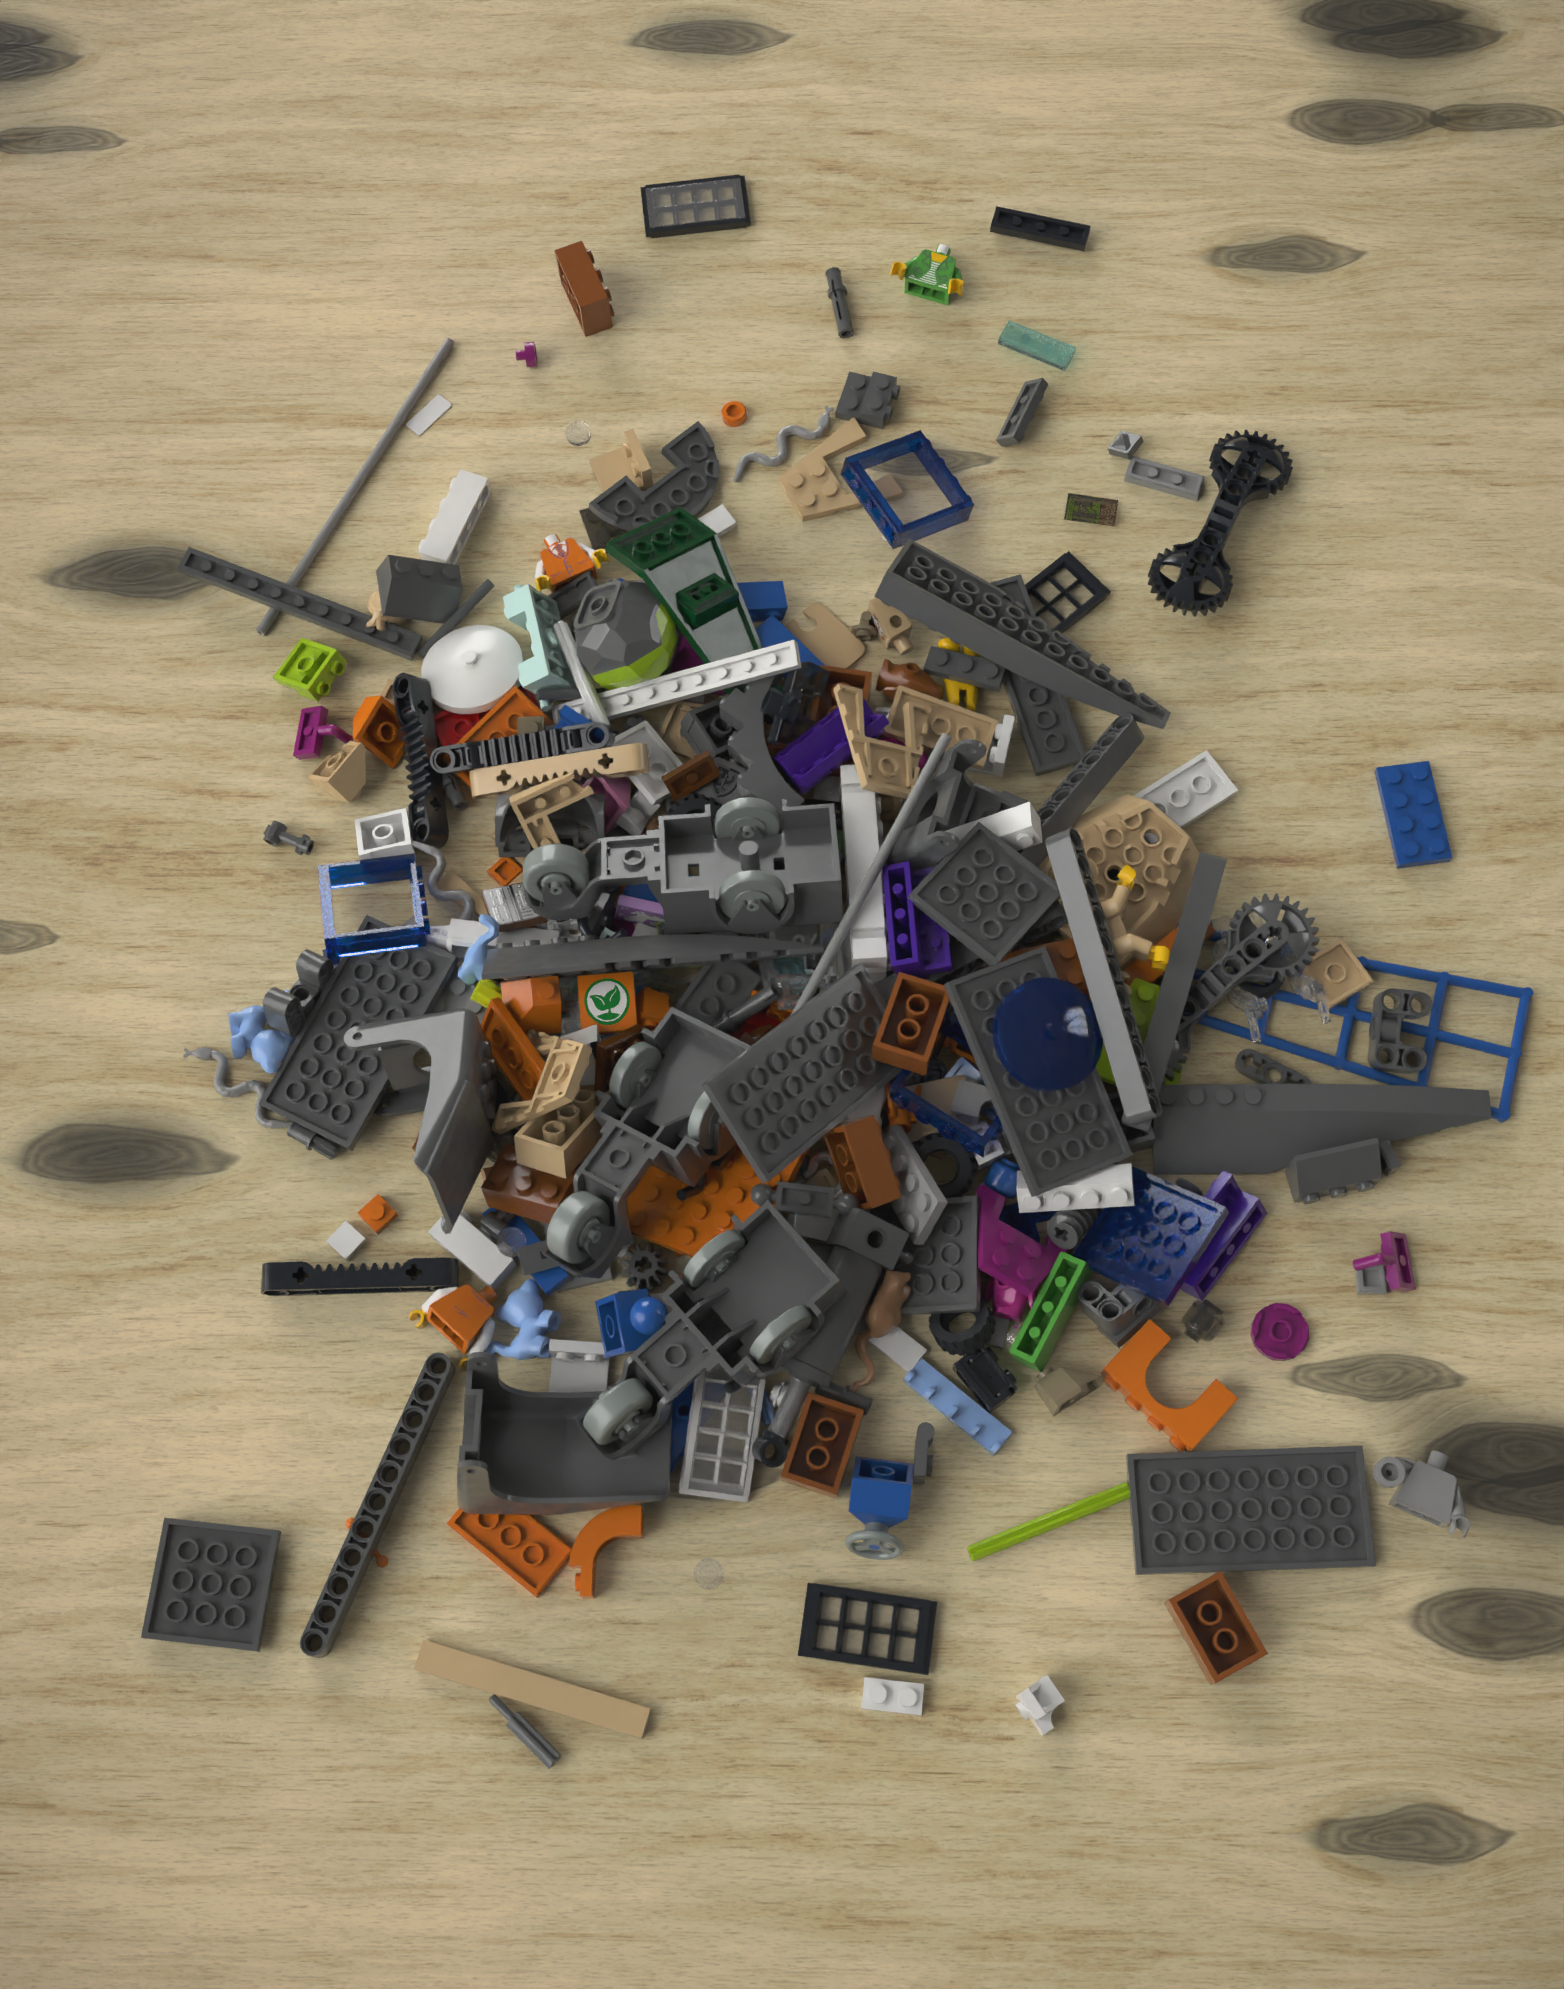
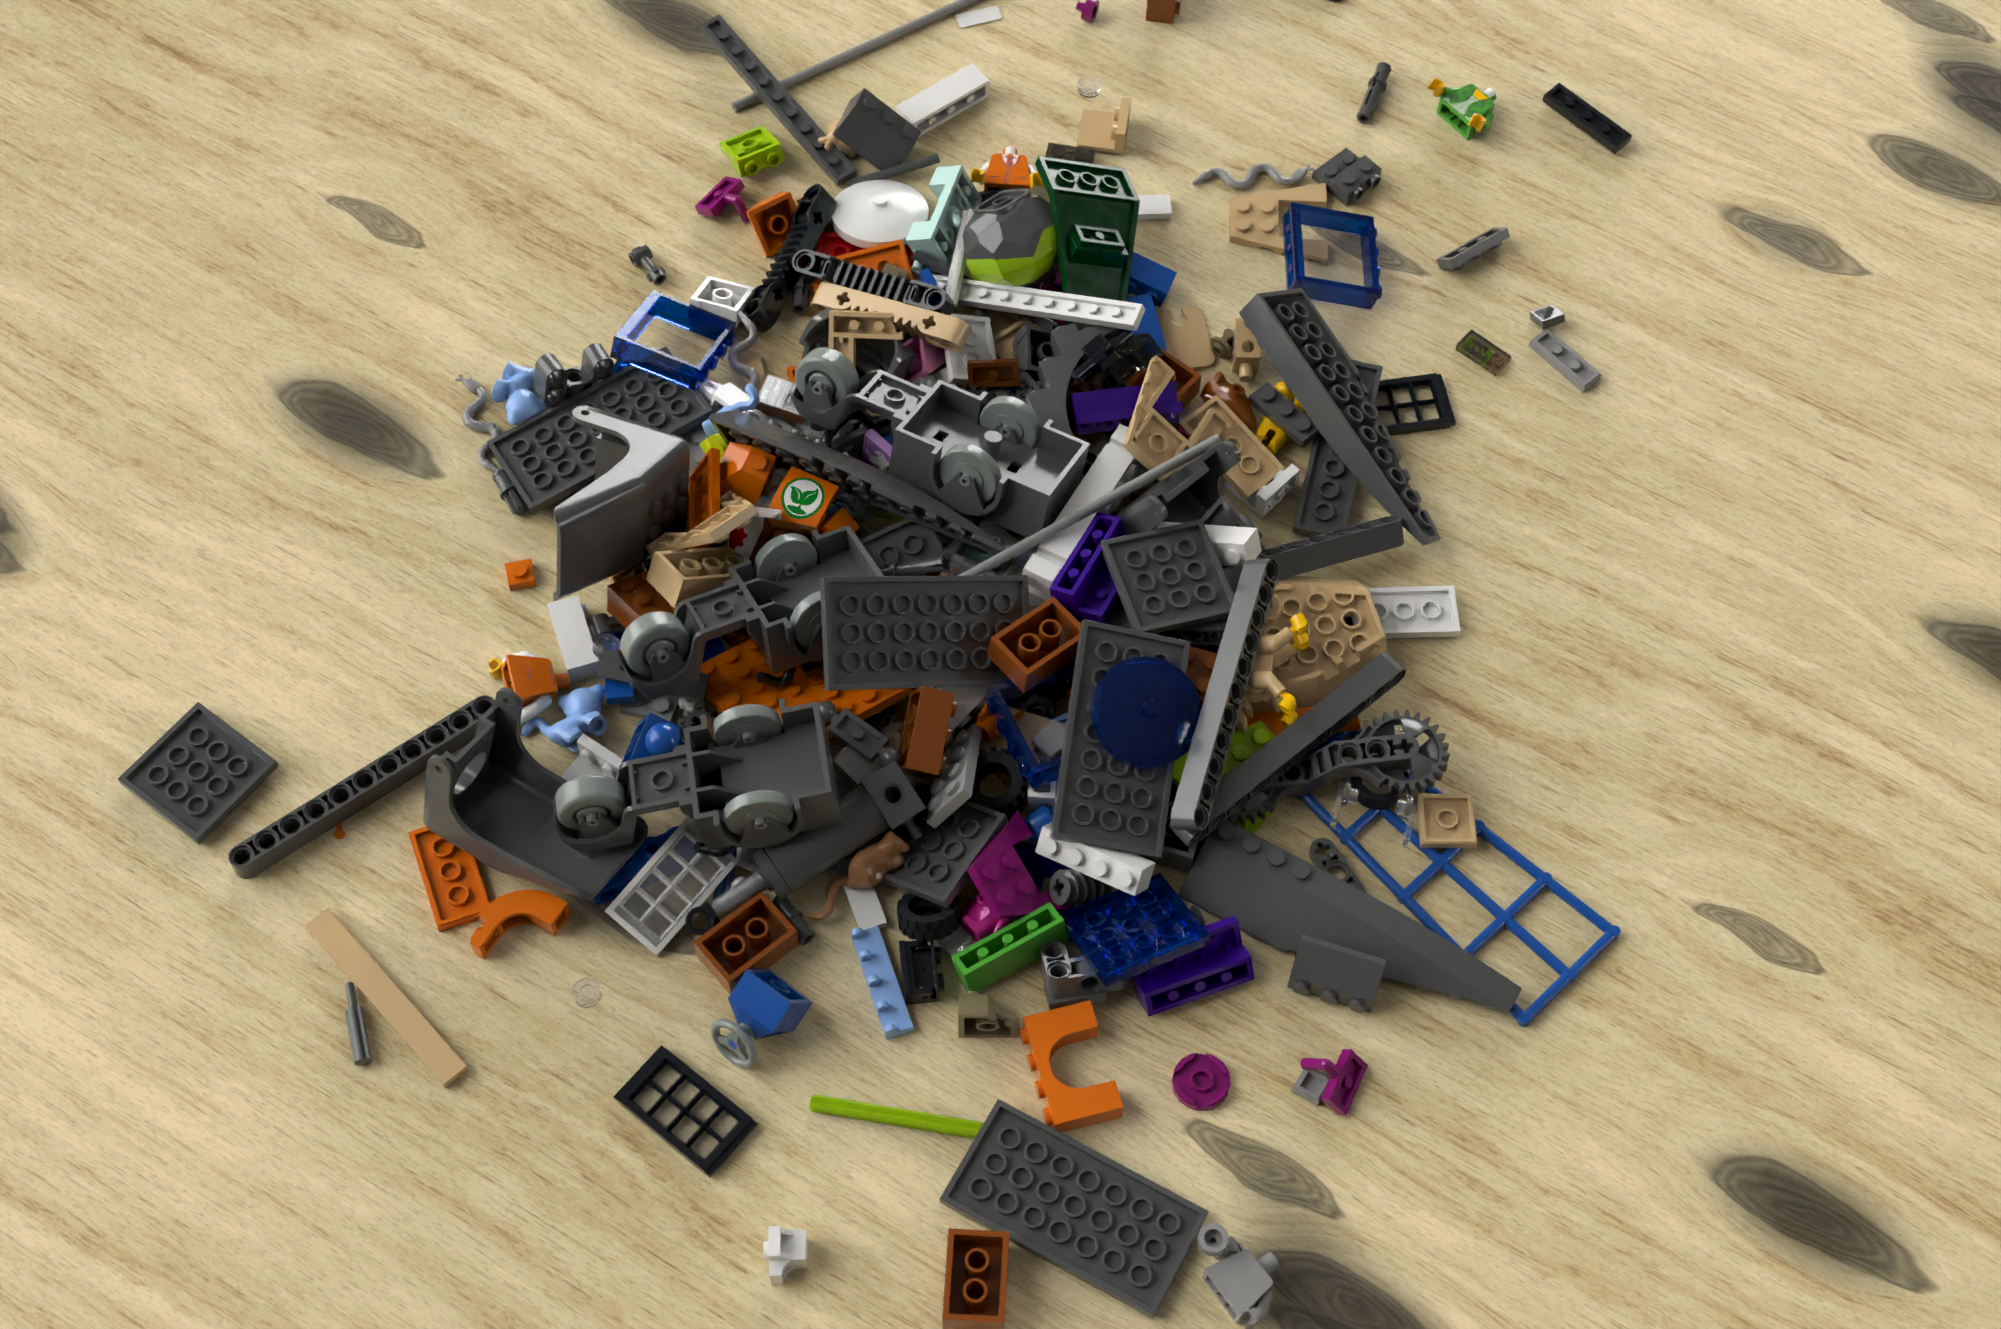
camera: 25 degrees right, 10 degrees down
(284, 1277) = (510, 632): black gear -> none
(342, 773) = (723, 238): tan slope -> none
(346, 1240) = (482, 580): white tile -> none
(686, 486) = (1147, 167): dark grey plate -> none
(734, 414) = (1227, 134): orange tile -> none
(892, 1696) = (668, 1176): white plate -> none
(923, 1461) = (822, 994): dark grey plate -> none
(1036, 345) = (1523, 205): clear light blue tile -> none
(1203, 1321) = (1138, 1031): clear smoke head -> none
(1204, 556) = (1555, 434): black beam -> none
(1386, 1028) = (1463, 886): dark grey beam -> none
(1388, 1159) = (1391, 993): dark grey tile -> none
(1413, 814) = (1607, 734): blue plate -> none

